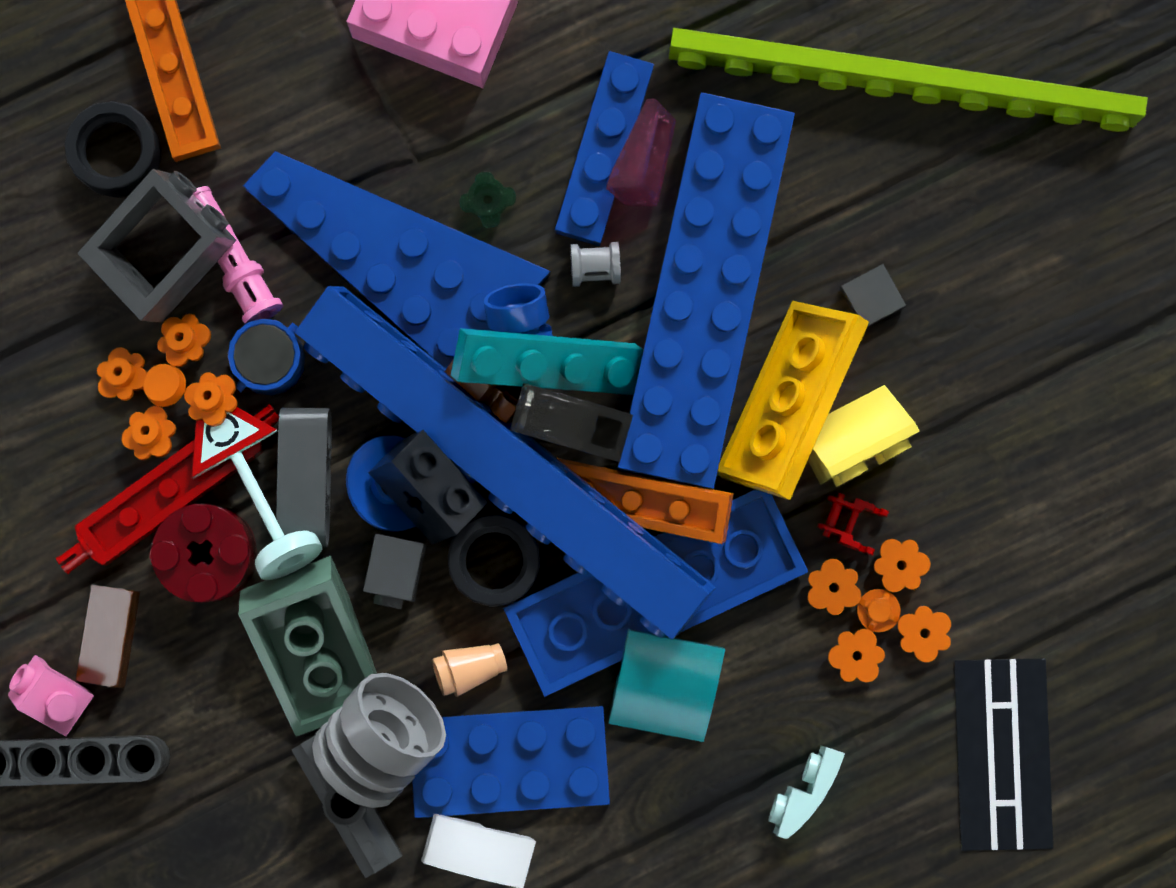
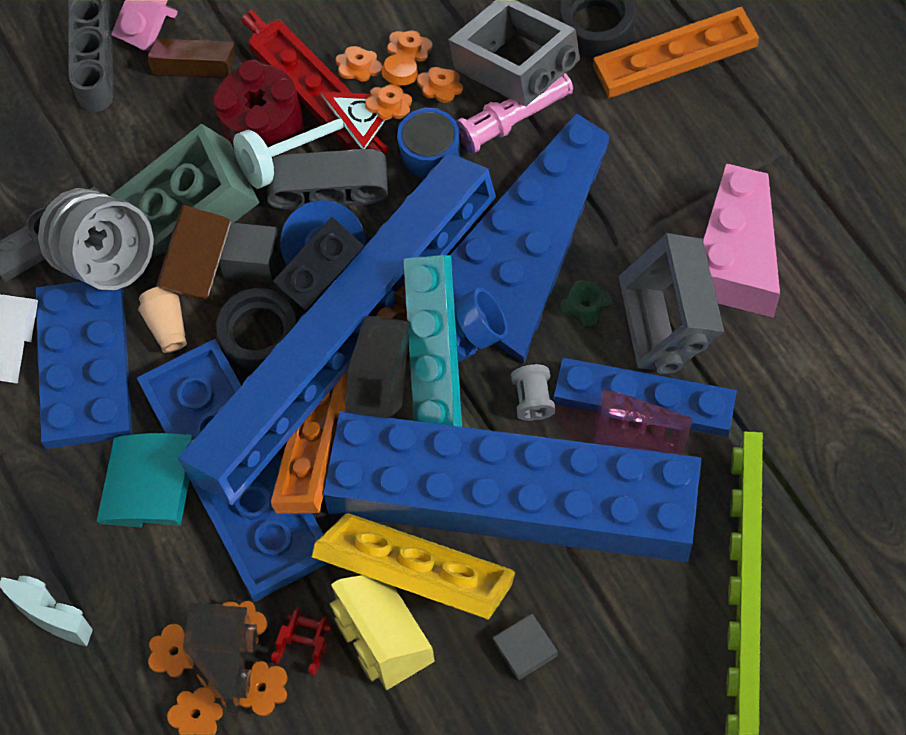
camera: 95 degrees right, 20 degrees down
(402, 626) = (194, 253): none -> reddish brown slope
(520, 131) = (685, 264): none -> dark grey window
(872, 604) = (217, 650): none -> clear smoke slope

